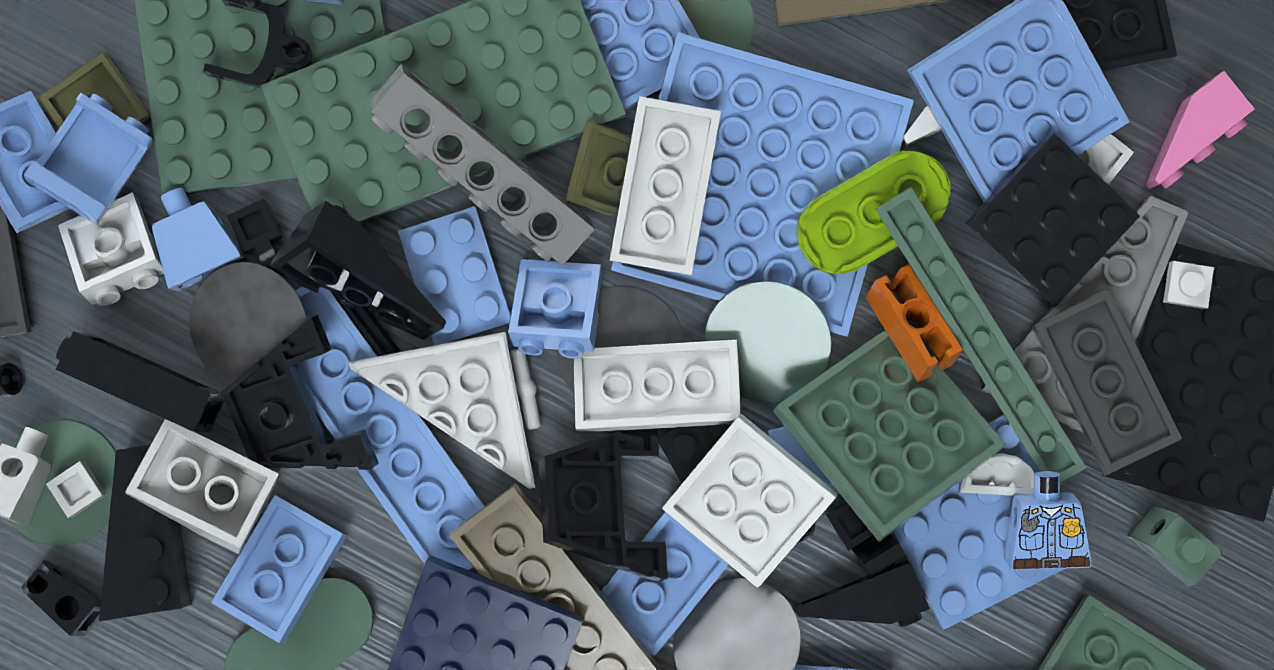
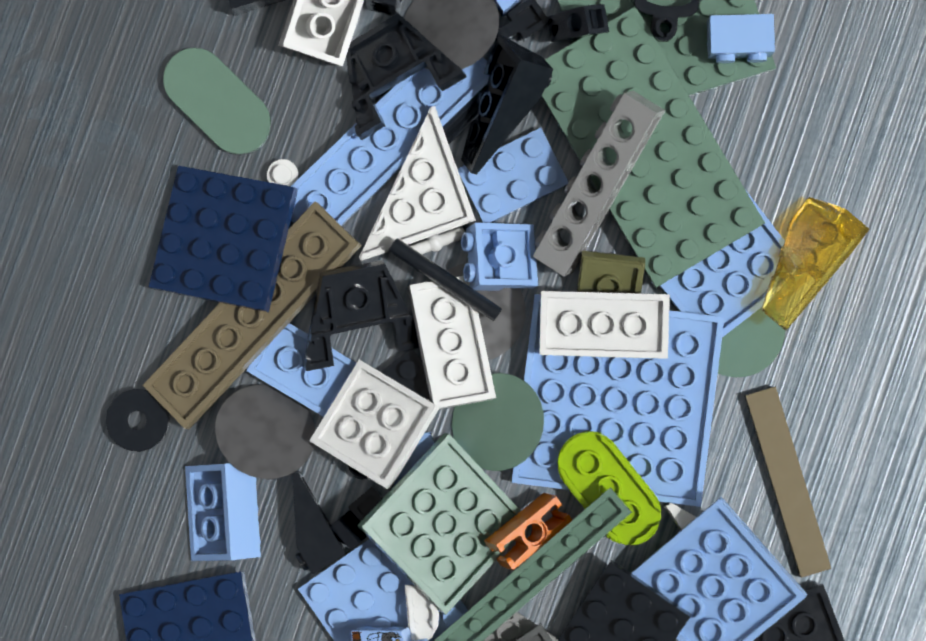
camera: 80 degrees right, 0 degrees up
(270, 161) = (578, 23): none -> black leg
(279, 569) = (270, 77): light blue plate -> none
(405, 572) = (282, 172): none -> white plate
(575, 382) = (445, 279): none -> black piece

